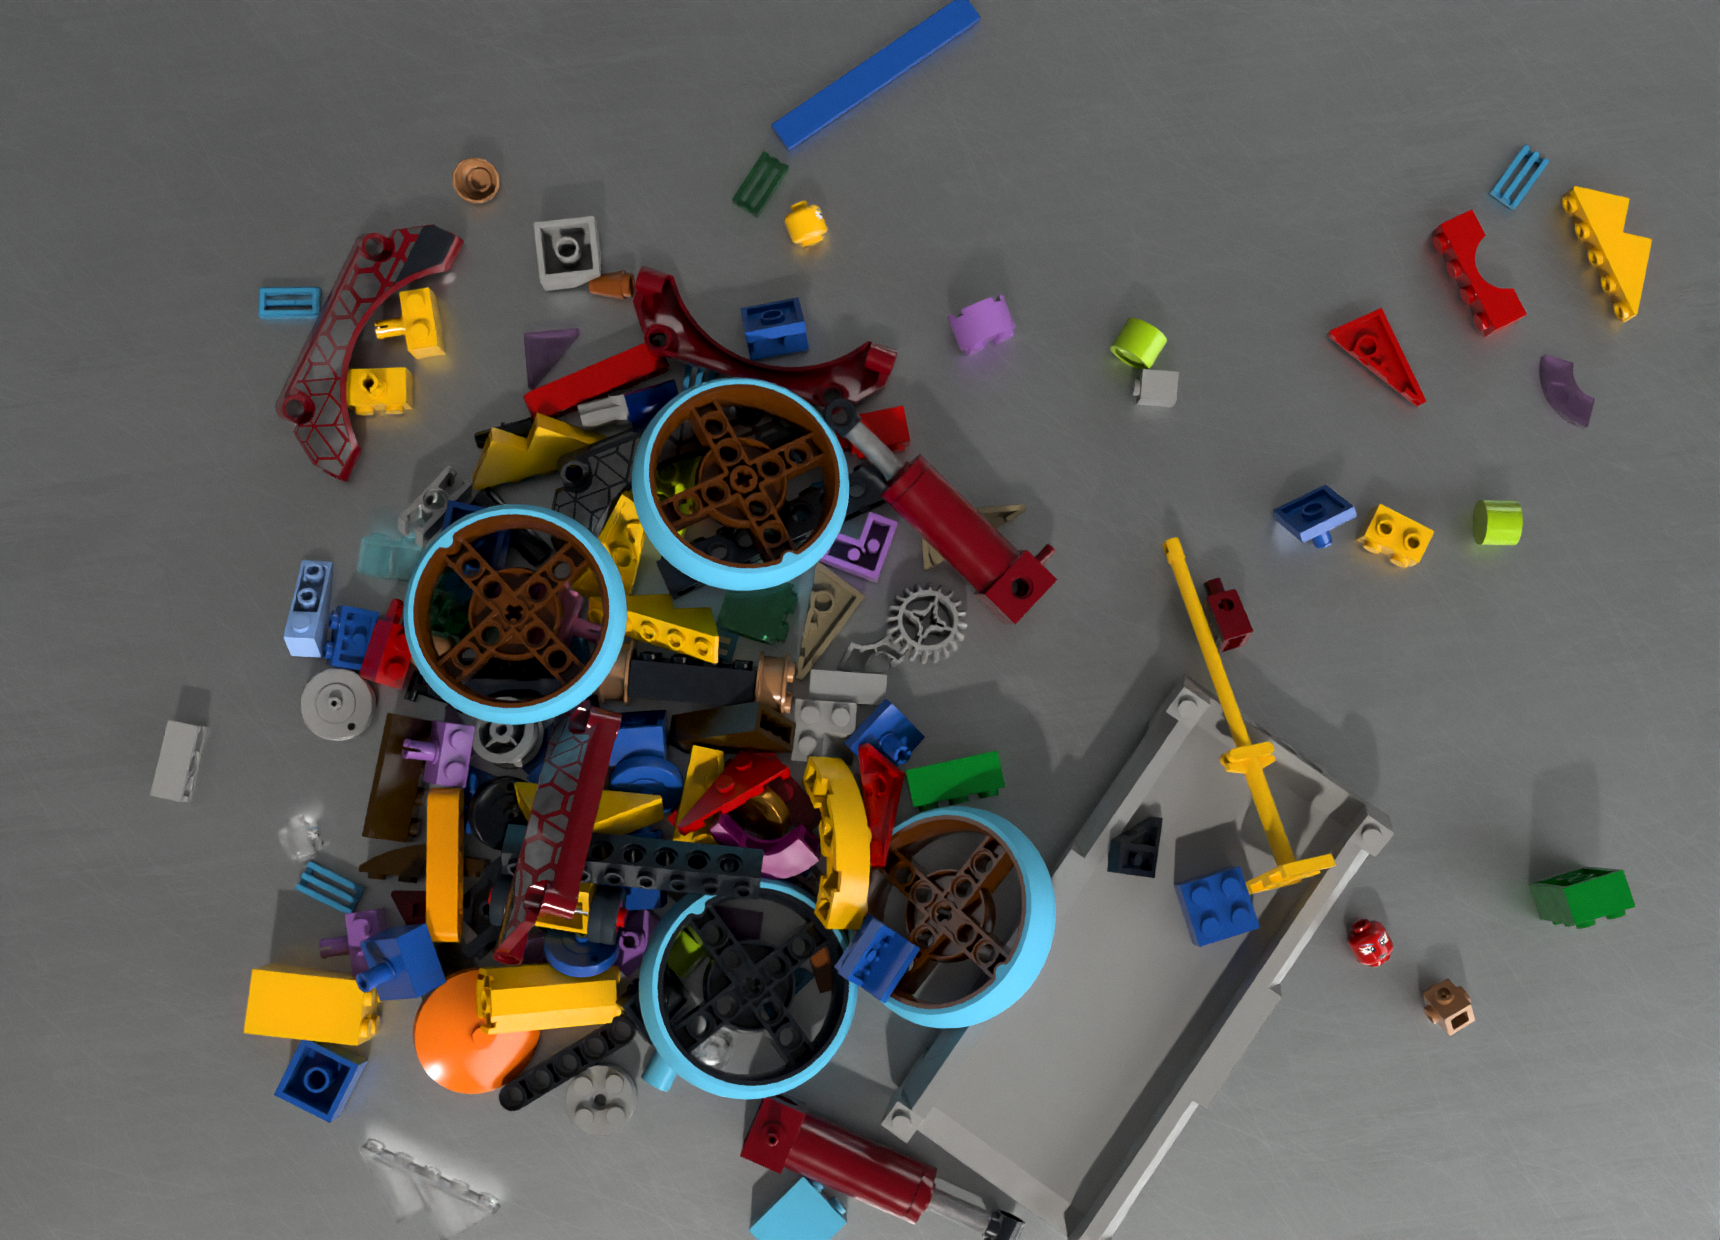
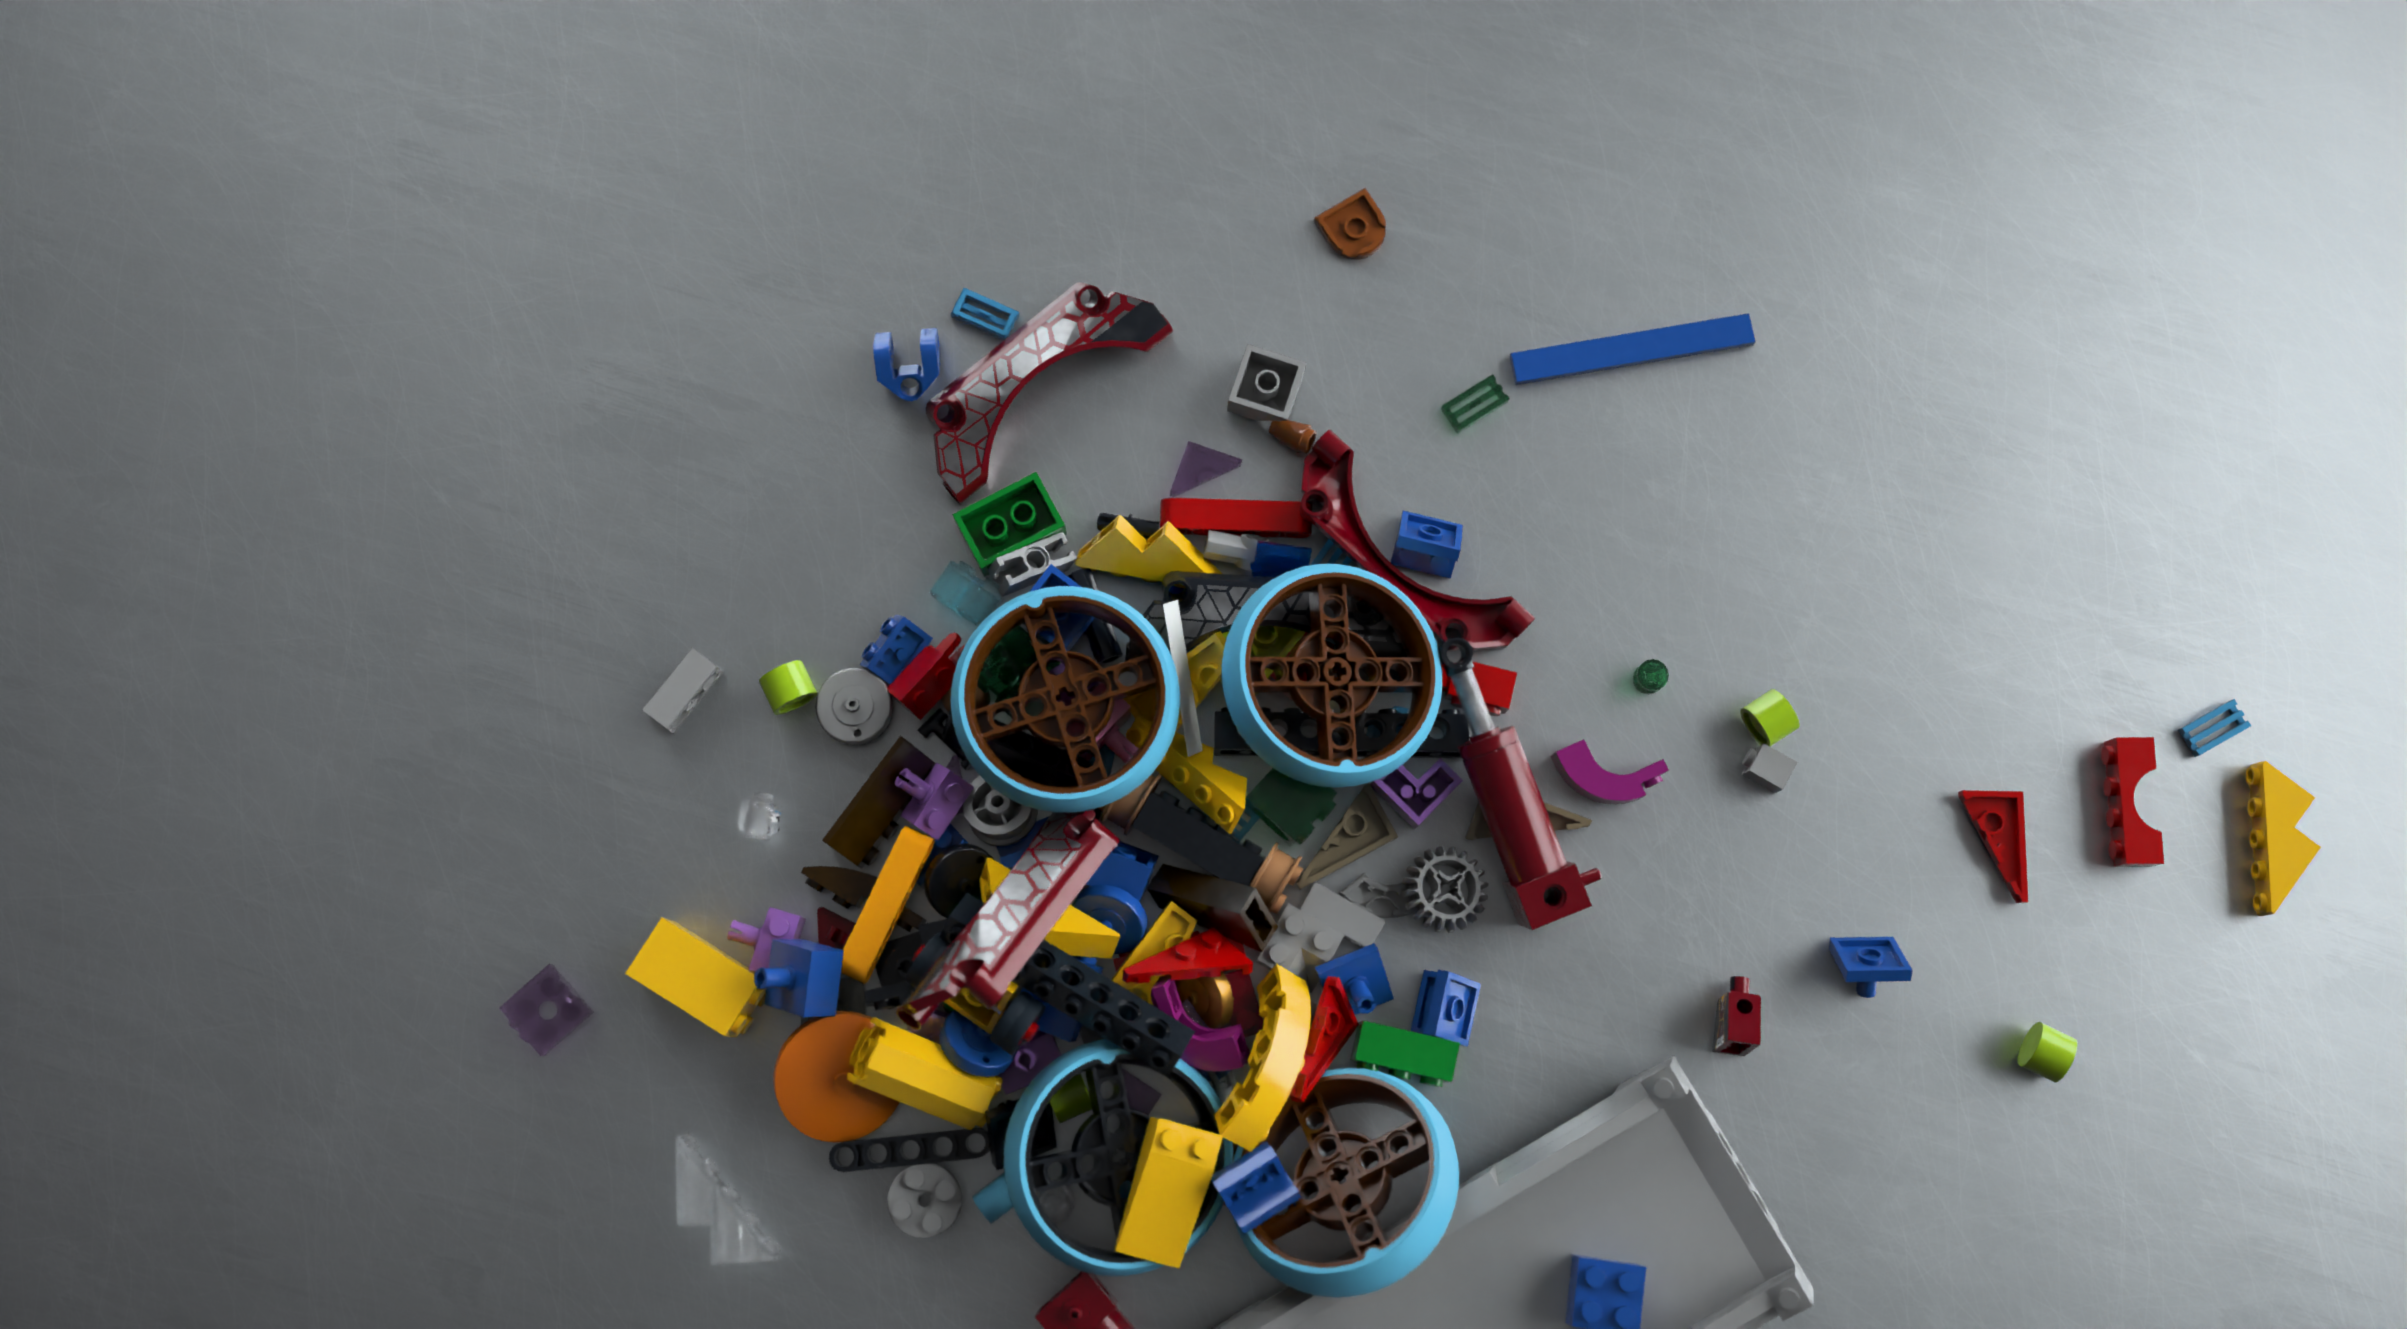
camera: 25 degrees right, 5 degrees down
(176, 1106) = (524, 1006): none -> clear purple piece
(216, 382) = (892, 378): none -> blue piece
(270, 715) = (788, 687): none -> lime piece
(308, 877) = (748, 855): dark azure tile -> none
(309, 610) = (870, 606): light blue slope -> none
(321, 1078) = (672, 1051): blue brick -> none
(379, 390) = (1030, 433): yellow brick -> none
(395, 477) = (1008, 520): none -> green brick
(418, 323) = (1095, 387): yellow brick -> none
(475, 180) = (1210, 280): medium nougat hair -> none
(581, 73) = (1353, 226): none -> dark orange tile
(607, 538) = (1179, 657): none -> white sticker
(803, 998) = (1167, 1191): none -> yellow slope
(805, 224) = (1501, 460): yellow head -> none
(972, 723) = (1446, 1006): none -> blue bracket
(982, 323) = (1627, 629): medium lavender brick -> none
(1013, 470) = (1594, 783): none -> magenta arch
(1022, 349) = (1655, 672): none -> clear green wheel
(1136, 849) = (1552, 1202): black wing -> none
(1245, 758) = (1698, 1161): yellow piece -> none
(1394, 536) = (1939, 1018): yellow brick -> none
(1562, 391) = (2168, 957): clear purple tile -> none

